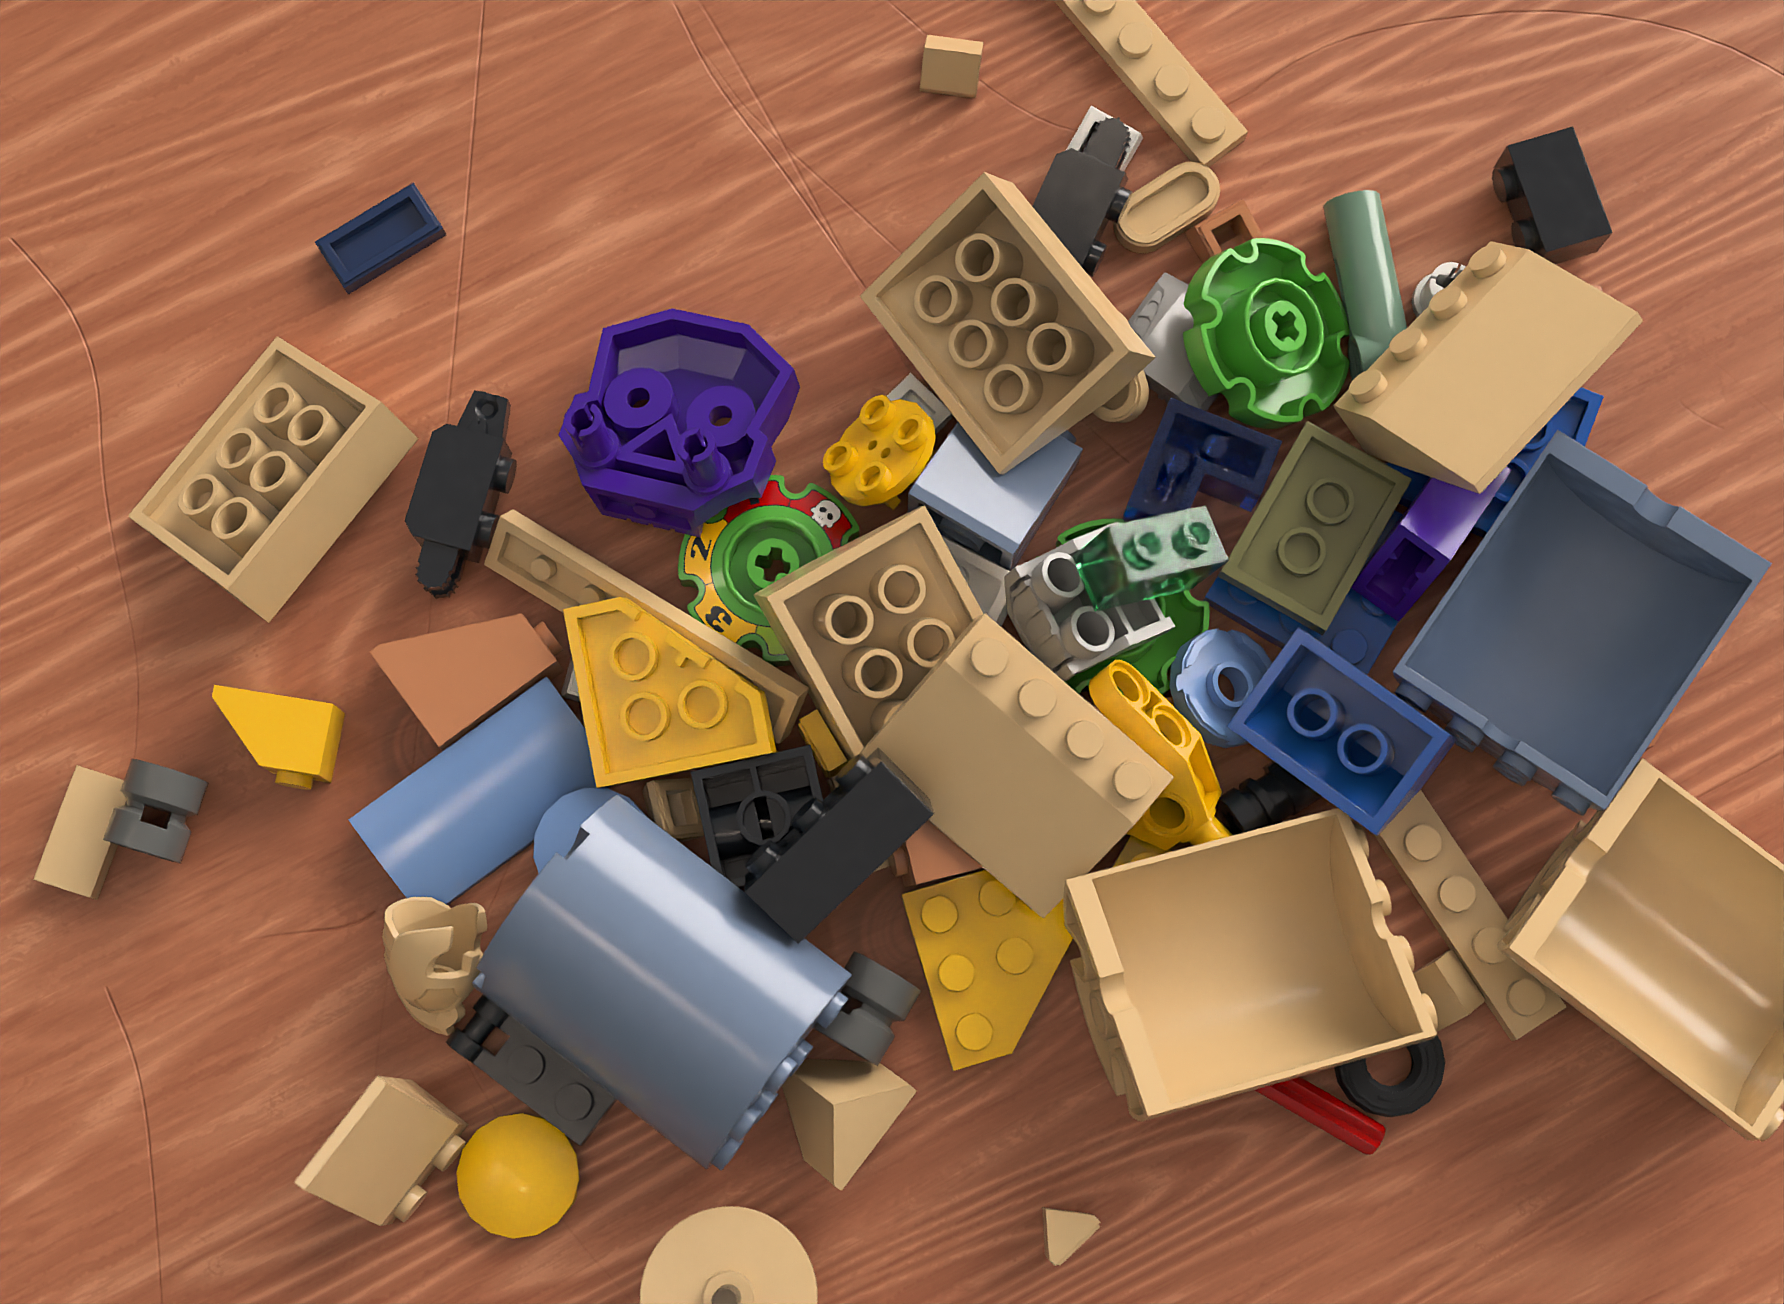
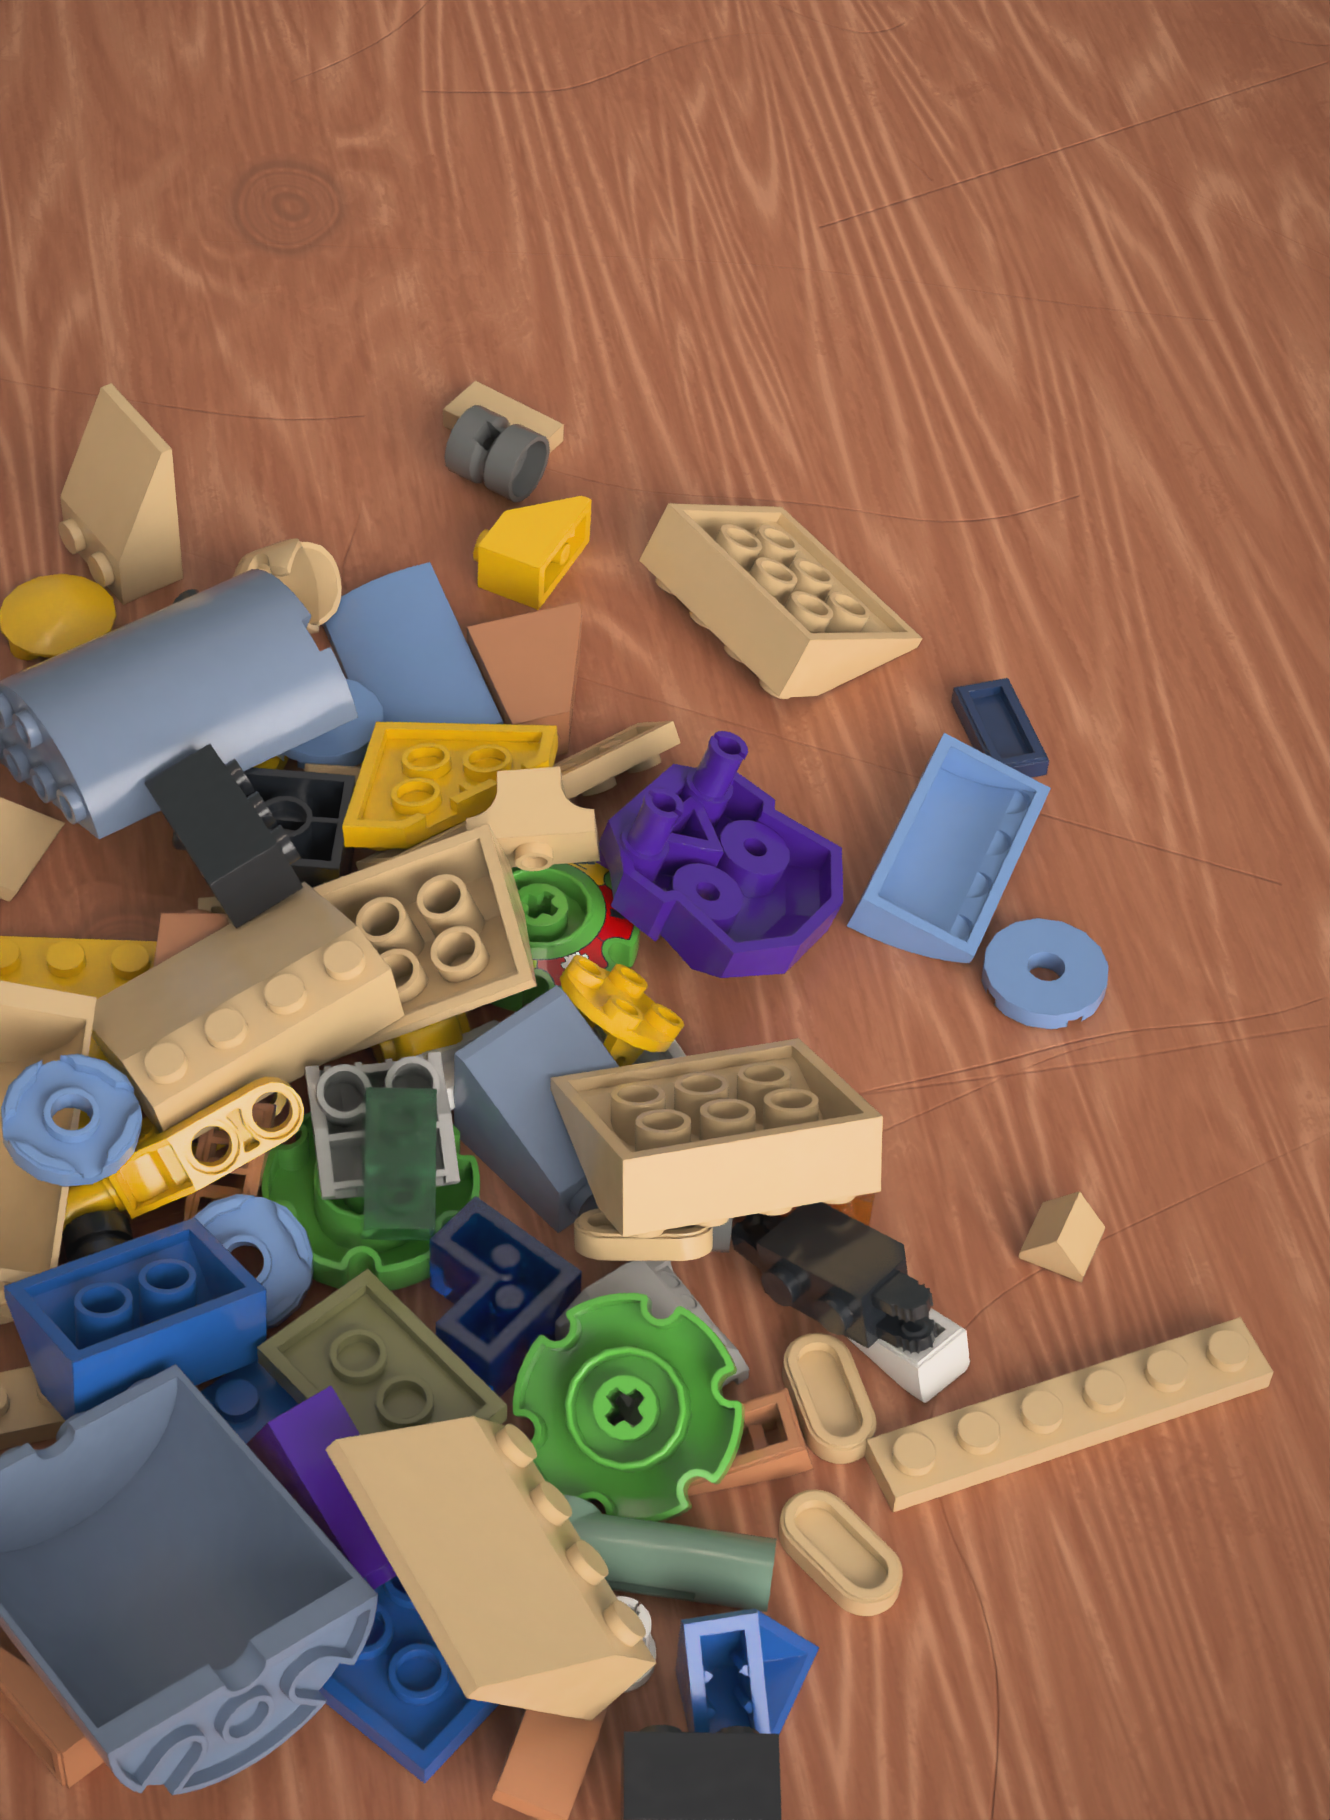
camera: 105 degrees right, 30 degrees down
(459, 492) = (712, 699): black hinge -> none
(557, 244) = (950, 854): none -> medium blue slope
(666, 104) = (1050, 946): none -> medium blue tile
(715, 580) = (538, 821): none -> tan brick
(874, 1002) = (68, 875): dark grey wheel -> none
(1192, 882) = (63, 1154): none -> medium blue tile
(1300, 165) = (840, 1552): none -> tan tile
(1447, 206) = (740, 1671): none -> blue slope

